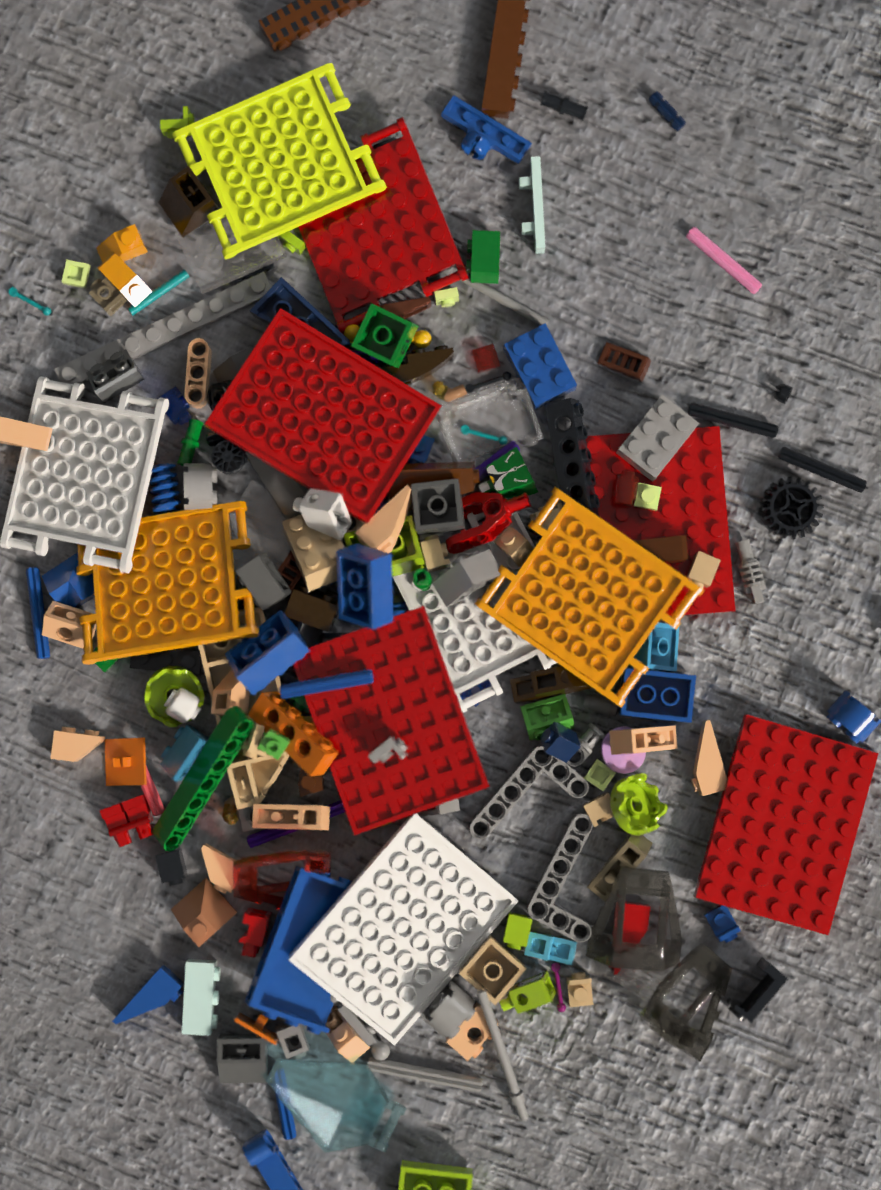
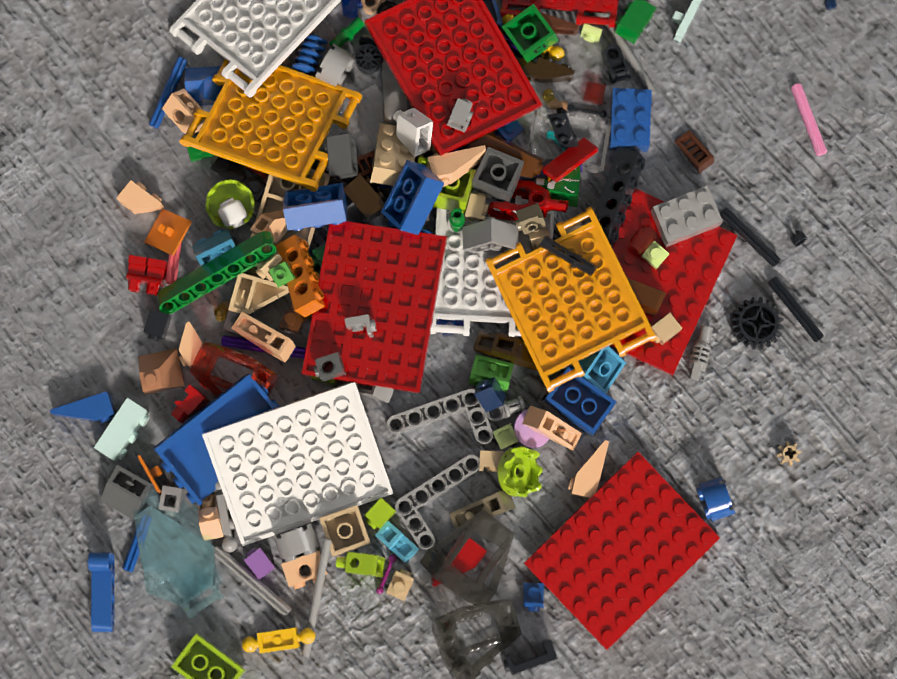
camera: 25 degrees right, 5 degrees down
(326, 684) = (345, 253): blue axle -> none
(364, 468) = (460, 115): none -> light grey brick
(390, 809) = (338, 367): none -> dark grey brick
(422, 1052) = (259, 563): none -> medium lavender brick
(476, 417) = (563, 129): none -> black hinge
(488, 1120) = (278, 640): none -> yellow plate
(492, 316) = (617, 67): none -> black piece
(499, 535) = (530, 219): none -> dark tan brick
(502, 446) = (570, 160): none -> red tile
(590, 555) = (567, 255): none -> black pin

